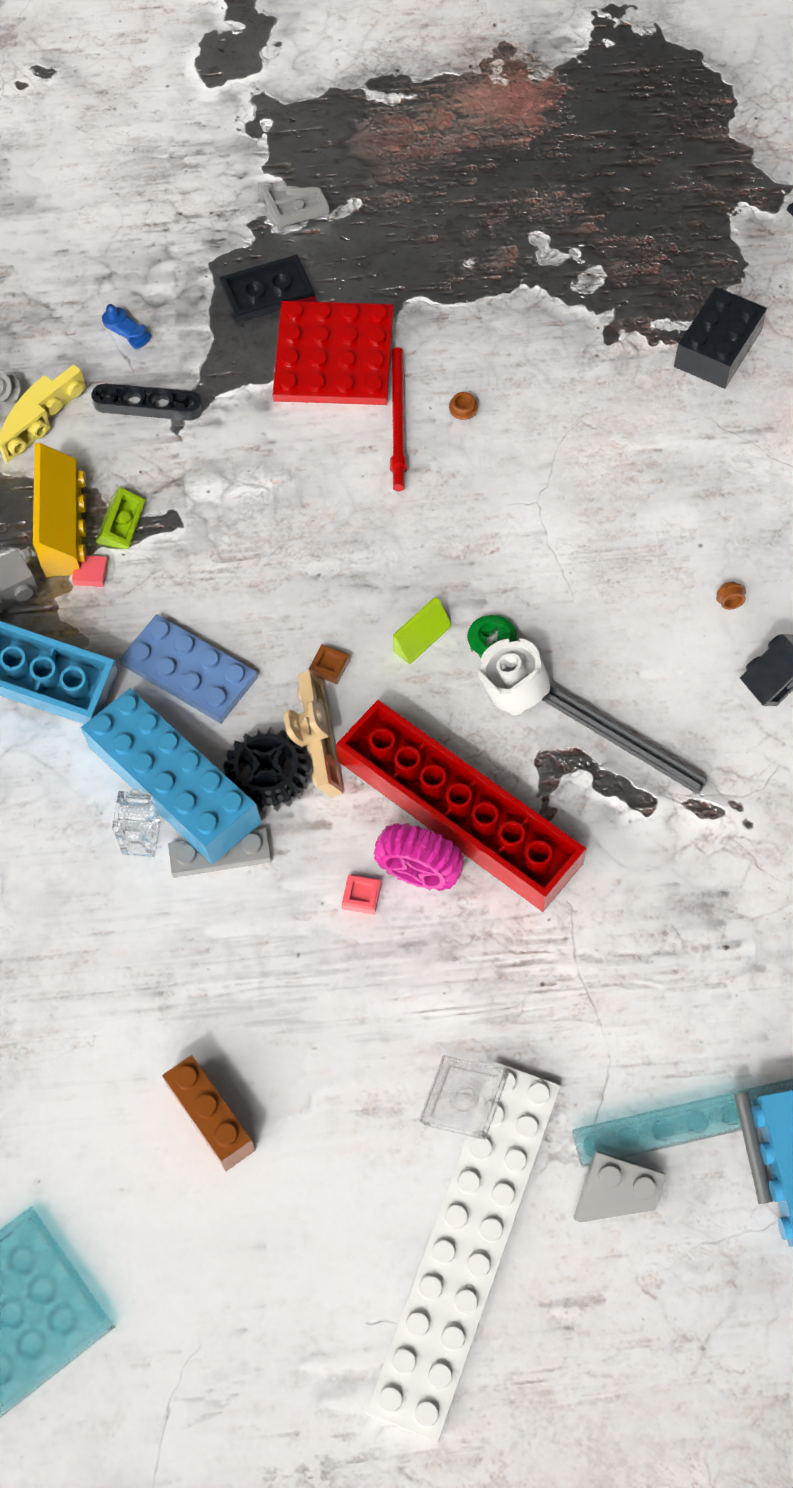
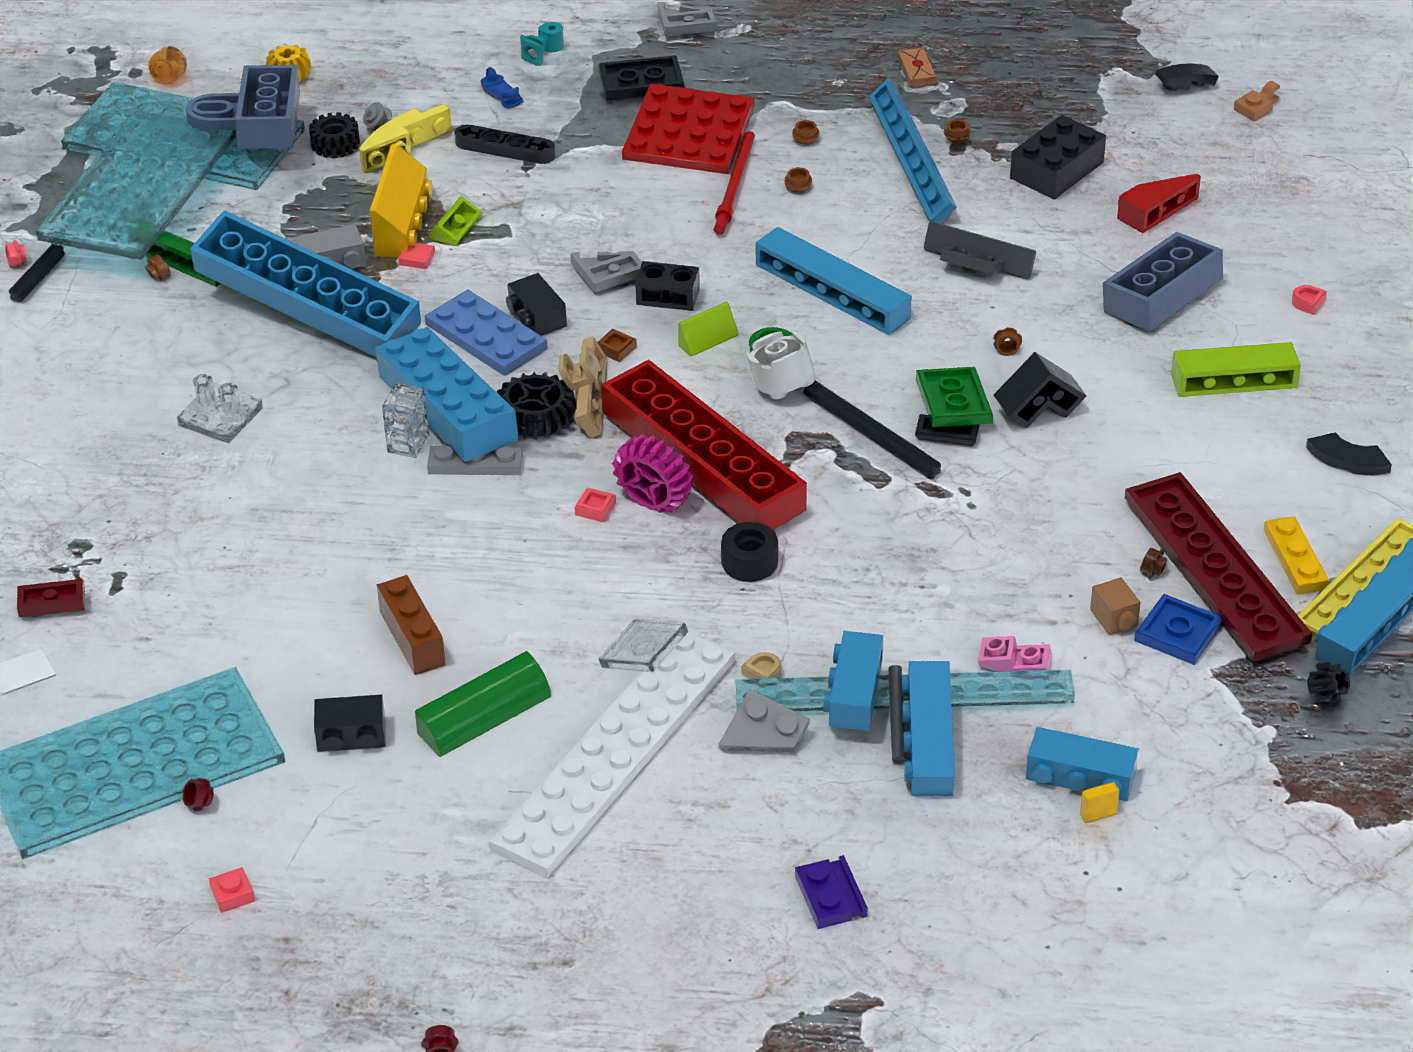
camera: 10 degrees right, 20 degrees down
(32, 1406) = (198, 794): none -> dark red plate
(160, 251) = (549, 40): none -> teal leg
(175, 1270) = (349, 723): none -> black brick
(234, 626) = (536, 304): none -> black brick
(297, 561) = (607, 269): none -> light grey wing
(312, 1213) = (482, 704): none -> green brick
(365, 583) = (667, 285): none -> black brick
(455, 339) = (805, 132): none -> dark orange plate
(534, 541) = (833, 280): none -> dark azure brick
(541, 919) = (749, 551): none -> black tyre
(544, 233) = (916, 67): none -> nougat tile
(572, 353) = (912, 152): none -> dark azure plate
(593, 1098) = (762, 666): none -> tan tile
(608, 314) = (957, 131): none -> dark orange plate
(671, 480) = (978, 251): none -> dark grey bracket
(697, 683) = (954, 397): none -> green tile
(700, 726) = (958, 435): none -> black tile
(704, 1119) = (854, 680): none -> dark azure brick
(743, 1409) = (830, 892): none -> dark purple plate

